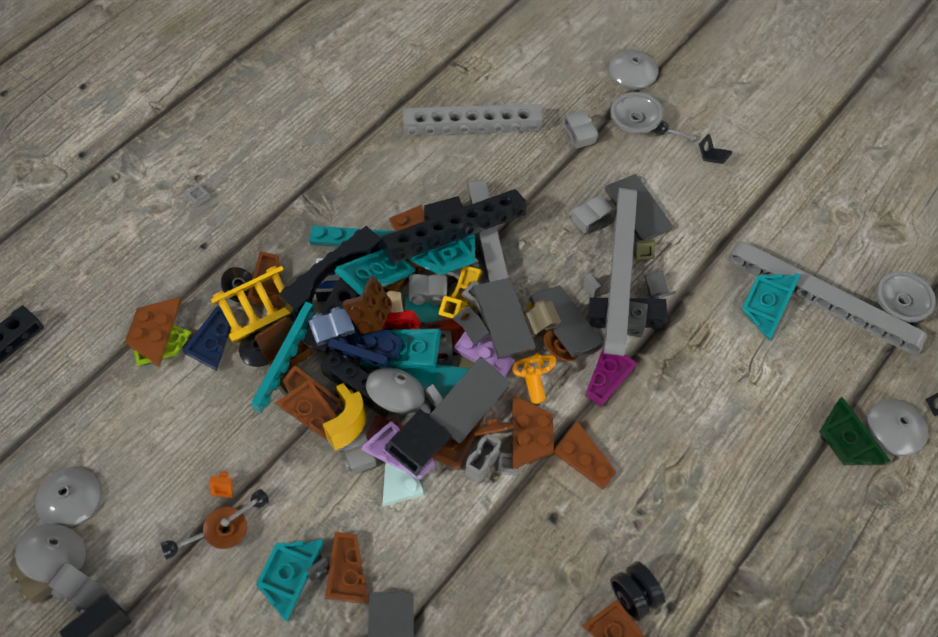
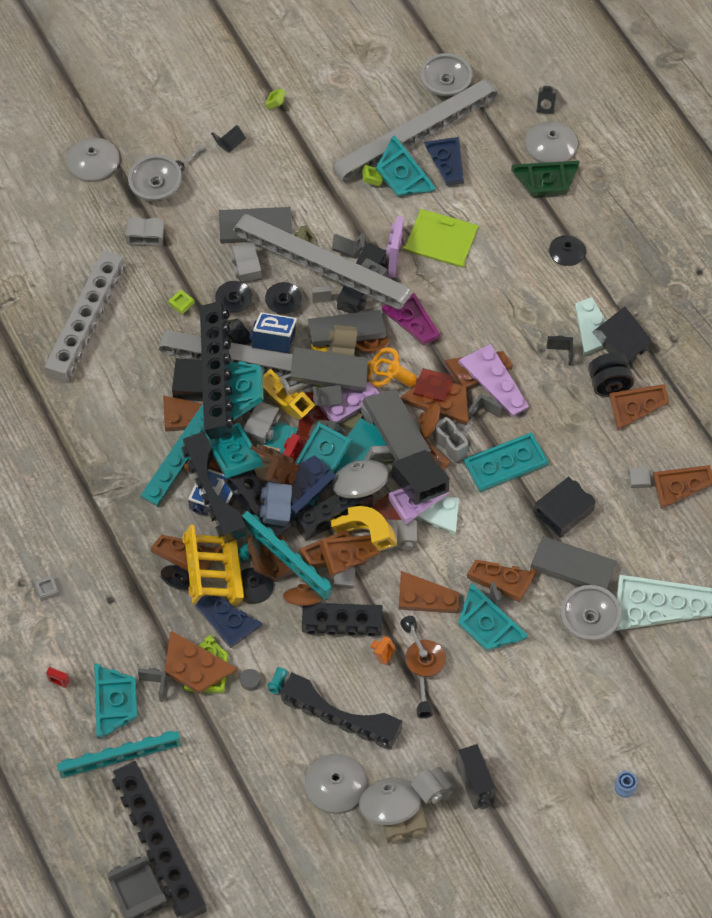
camera: 65 degrees left, 0 degrees up
(52, 311) = (119, 754): none -> teal plate
(102, 282) = (113, 700): none -> teal wing
(109, 233) = (57, 677): none -> red tile
(134, 304) = (154, 675): none -> dark grey bracket
(150, 432) = (379, 728): none -> black arch
(156, 382) = (250, 679): none -> dark grey tile
(160, 404) = (277, 681): none -> teal pin
(238, 406) = (333, 612): none -> black brick
(248, 386) = (301, 595): none -> dark orange dish
(291, 424) = (345, 579): none -> light grey tile
(300, 502) = (423, 595): none -> dark orange wing
(457, 603) = (564, 506): none -> black brick
(487, 524) = (505, 462): none -> teal tile
(513, 235) = (238, 332): none -> black bracket
(523, 182) = (181, 302): none -> lime plate
(525, 260) = (273, 332): none -> piece
(538, 419) = (433, 385): none -> clear red piece
(541, 470) = (486, 403): none -> dark grey bracket
(552, 212) = (234, 290): none -> black dish
(570, 250) = (280, 292): none -> black dish
(577, 471) = (491, 373): none -> lavender wing
(656, 526) = (561, 343): none -> black bracket
(686, 323) = (394, 245): none -> lavender wing
(693, 587) = (623, 335): none -> black brick
(694, 553) = (588, 319): none -> light aqua wing
(718, 367) = (441, 238): none -> lime piece
(747, 278) = (371, 175): none -> lime plate
(772, 499) = (567, 256): none -> black dish
(781, 171) = (275, 98): none -> lime plate
(811, 337) = (447, 159): none -> dark blue wing

